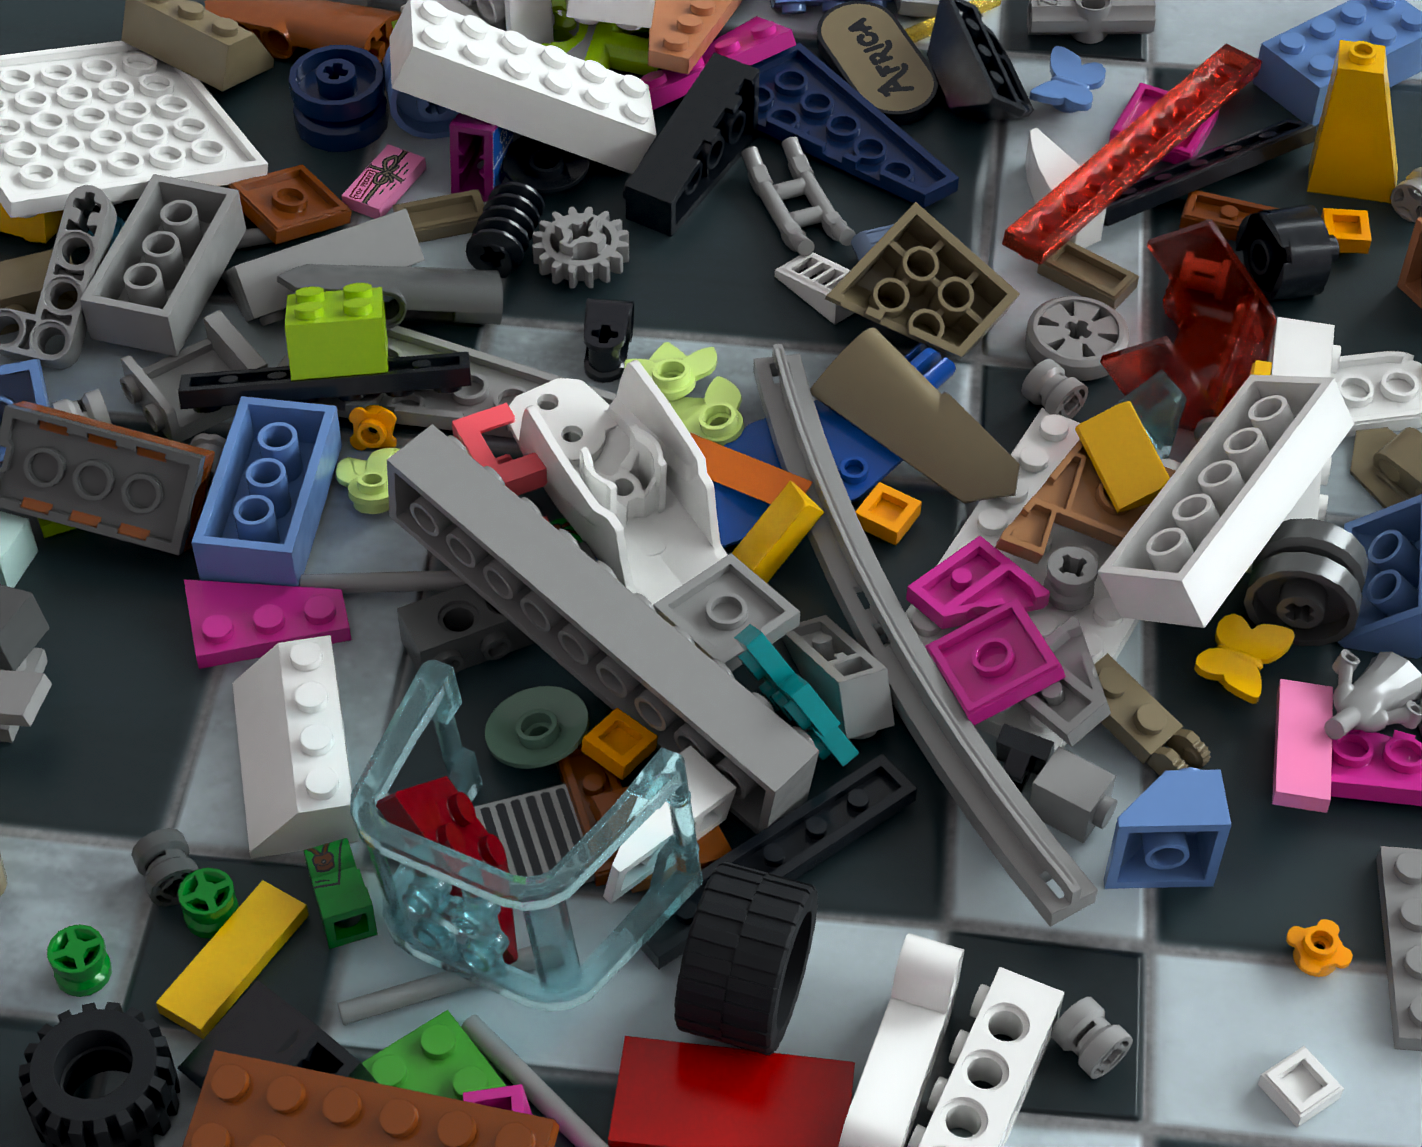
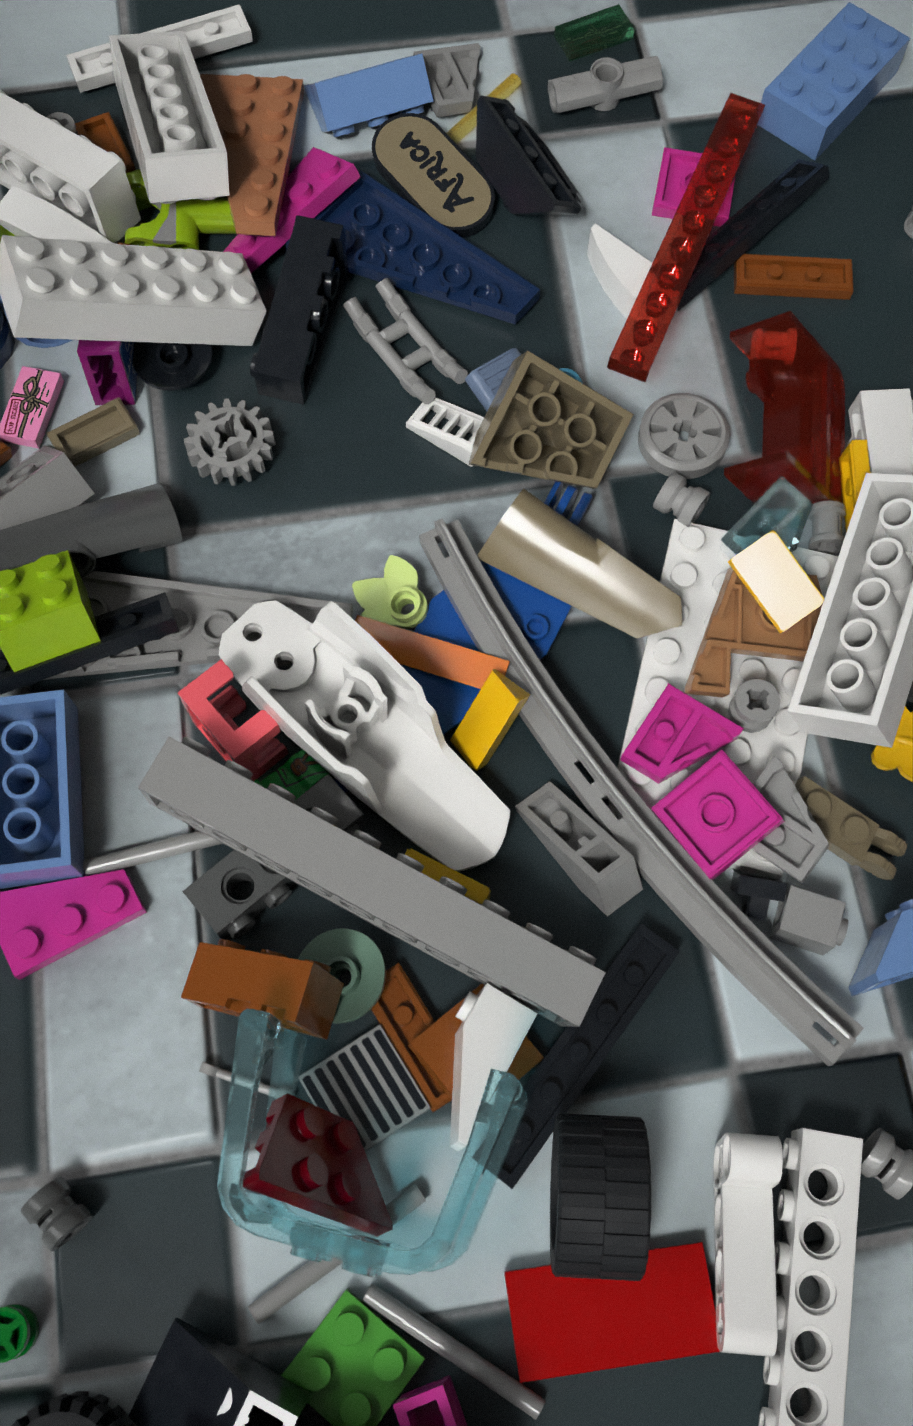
camera: 15 degrees left, 20 degrees up
(208, 888) = (94, 1243): green wheel -> none
(232, 959) = (142, 1287): yellow tile -> none
(293, 749) = (133, 1055): white slope -> none
(340, 892) = (199, 1177): green leg -> none
(367, 480) = (124, 732): yellowish green plate -> none
(377, 418) = (101, 687): light orange plate -> none
(493, 712) = (290, 989): none -> dark orange wedge
(505, 228) = (156, 439): black piece -> none
(607, 337) = (280, 532): black piece -> none
(619, 743) = (417, 978): light orange plate -> none
(677, 372) = (347, 553): yellowish green plate -> none
(723, 604) = (475, 826): light grey plate -> none
(793, 696) = (581, 919): teal plate -> none
(888, 513) = (575, 664): light orange plate -> none
(1070, 82) = (606, 161): medium blue animal -> none
(1089, 274) = (683, 367): dark tan tile -> none
(1287, 251) = (842, 308): black brick -> none
(1349, 228) = (876, 269): light orange plate -> none
(1356, 130) = (872, 168): yellow slope -> none

